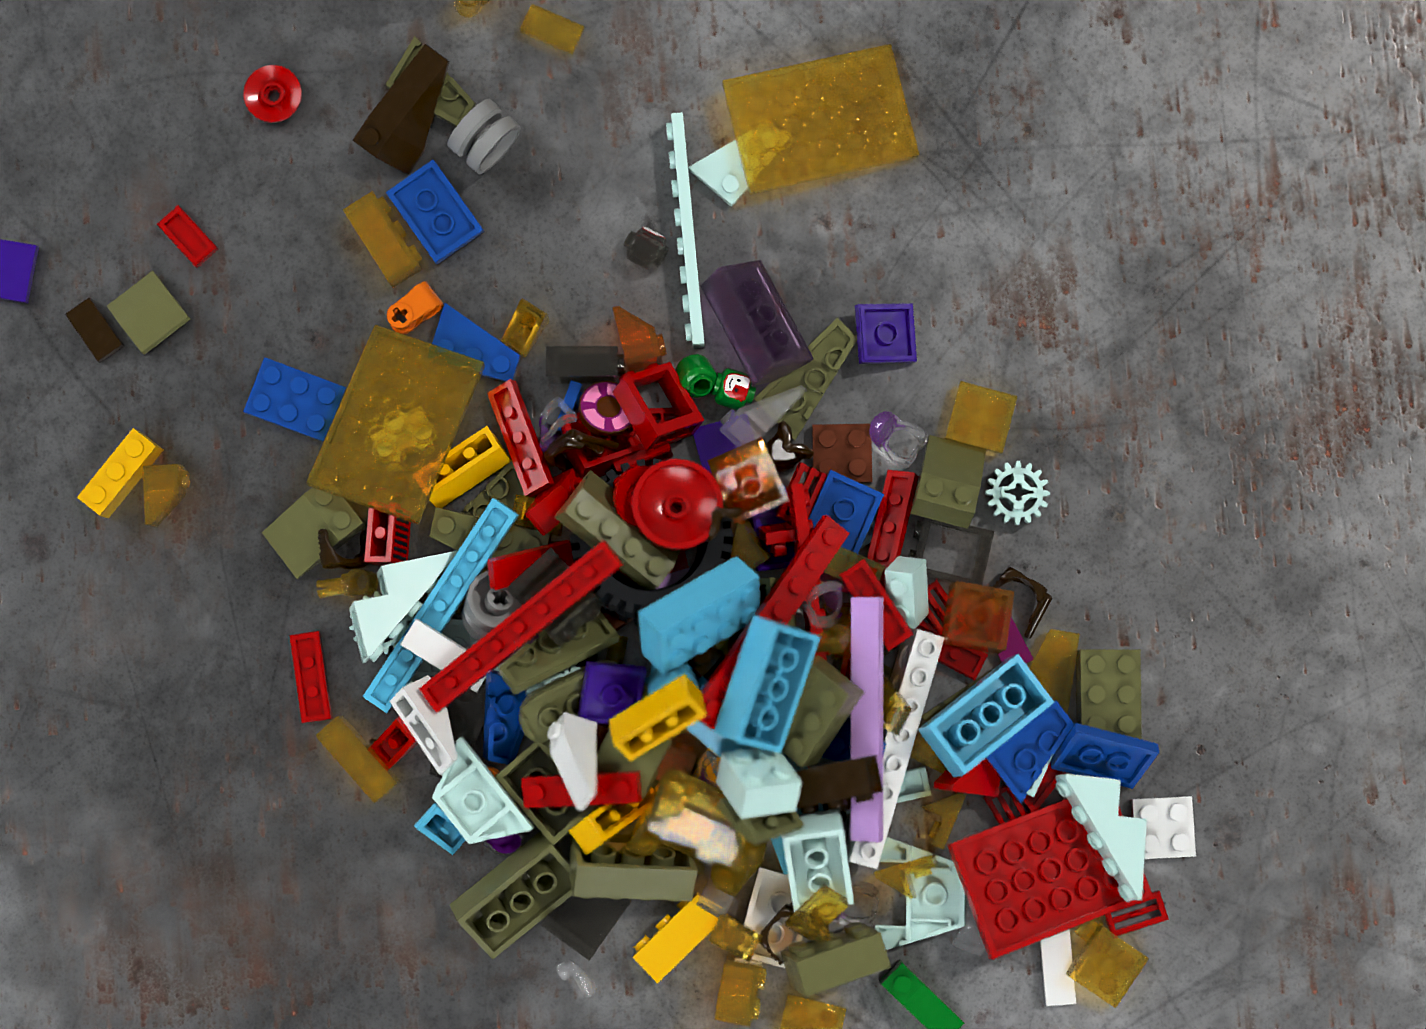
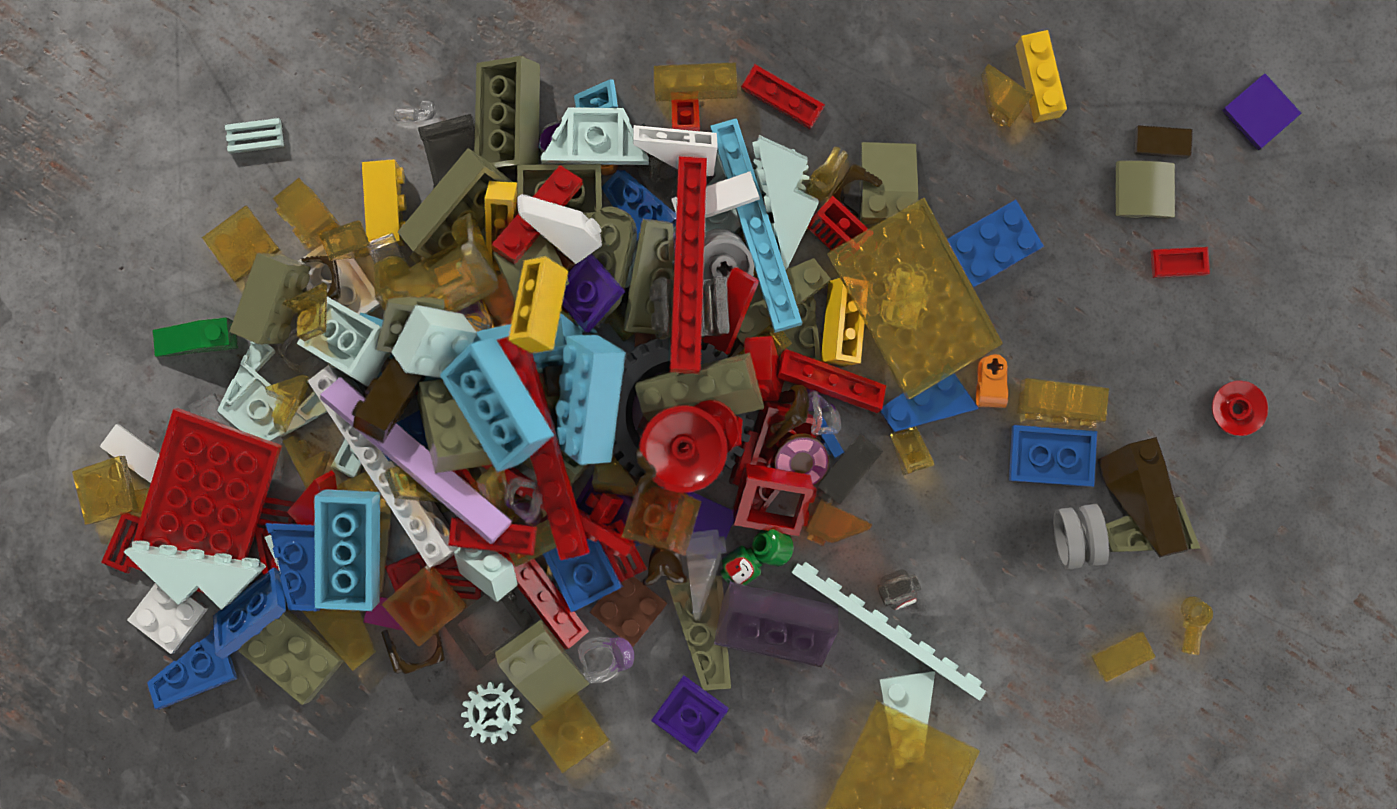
camera: 130 degrees right, 0 degrees up
(1192, 764) = (191, 674): none -> blue wing

